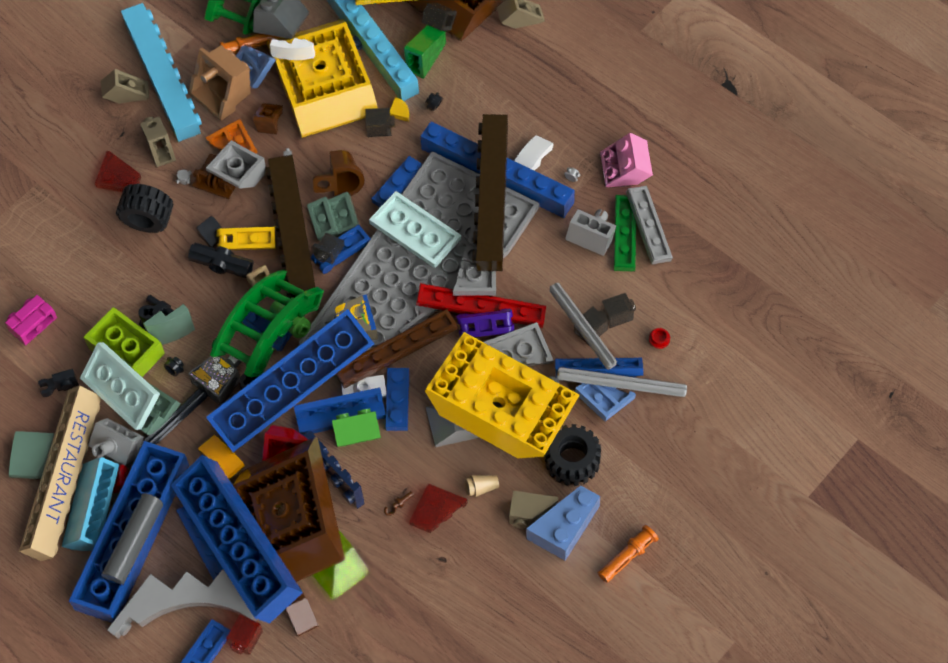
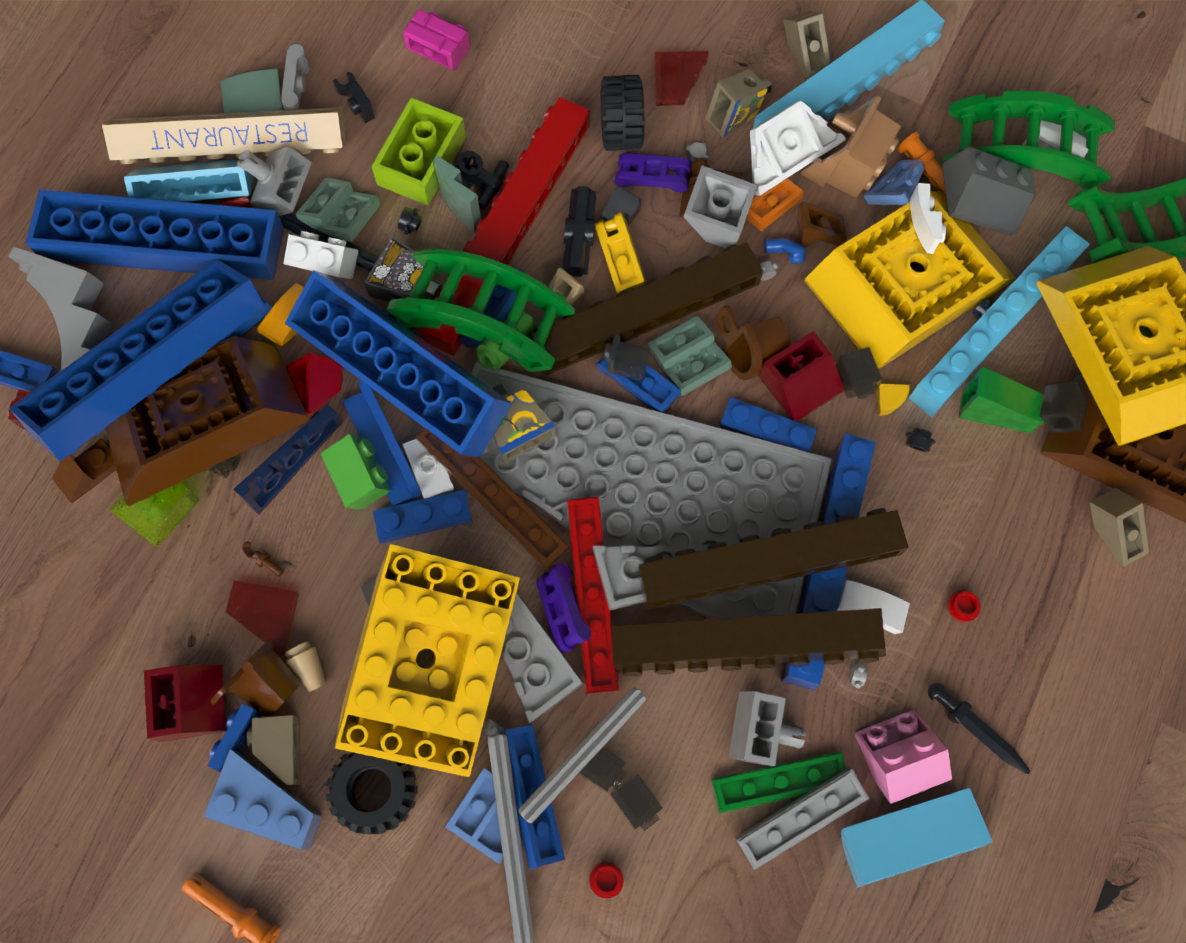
camera: 70 degrees right, 10 degrees up
(30, 422) = (294, 79): none -> light grey plate
(119, 386) = (348, 158): light aqua plate -> none
(132, 539) = (126, 235): dark grey brick -> none
(183, 289) = (517, 205): none -> red brick
(186, 423) = (328, 258): none -> white brick
(190, 205) = (653, 171): none -> dark purple plate
(205, 116) = (788, 144): none -> white wing
(273, 140) = (786, 245): none -> blue arm
(372, 152) = (802, 377): none -> dark red slope
(415, 229) = (688, 468): light aqua plate -> none
(484, 508) = (262, 681): none -> reddish brown container
(485, 561) = (180, 702): none -> dark red slope
(512, 530) = (234, 738): none -> blue plate
(538, 219) = (748, 641): none -> dark brown brick
(545, 107) = (964, 606): none -> red plate
(610, 127) = (960, 713): none -> black sword
(674, 169) = (914, 837): none -> medium azure brick

